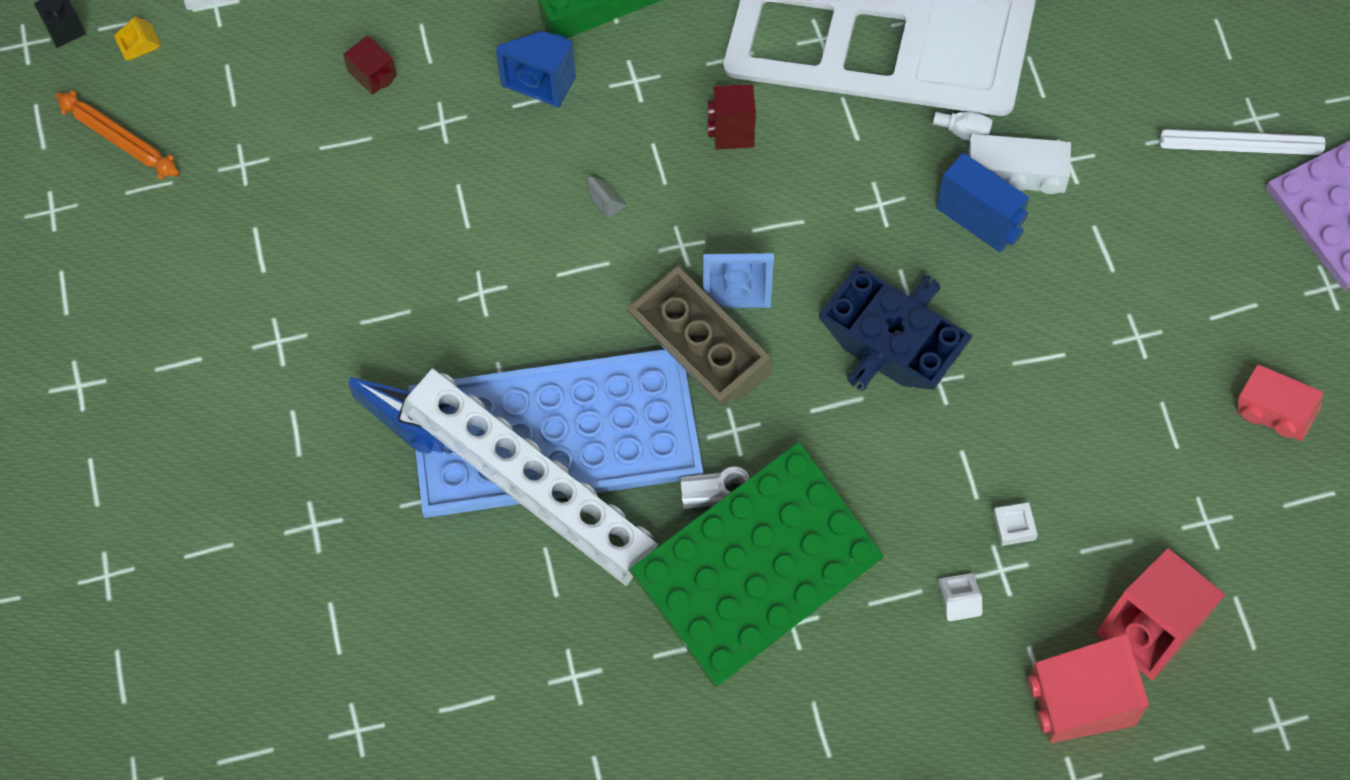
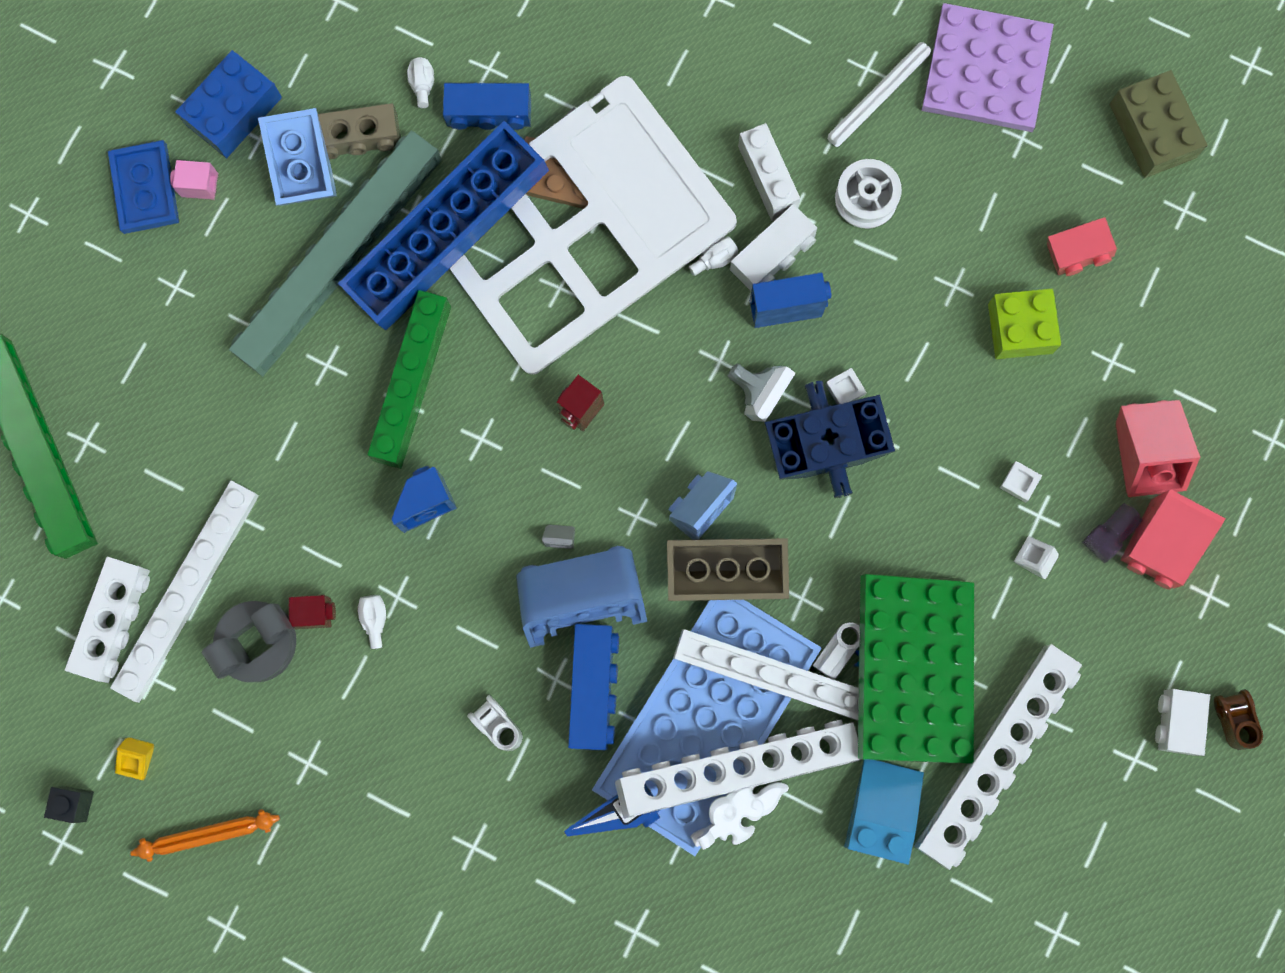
camera: 45 degrees left, 15 degrees up
(280, 34) = (227, 654): none -> dark grey piece
(401, 268) = (492, 720): none -> white piece
(407, 113) = (372, 618): none -> white piece
(486, 507) = (728, 811): none -> white piece
(496, 312) = (592, 687): none -> blue brick
(574, 236) = (579, 593): none -> medium blue windscreen
(603, 643) = (885, 811): none -> dark azure slope
(635, 435) = (767, 673): none -> white plate
(869, 675) = (1066, 675): none -> white brick
(886, 244) = (761, 388): none -> piece
(957, 310) = (846, 387): none -> white plate
(1035, 639) = (1108, 537): none -> clear purple piece
(1082, 103) = (768, 170): none -> white brick
(1143, 195) = (866, 209): none -> white wheel
(1159, 411) = (1024, 323): none -> lime brick

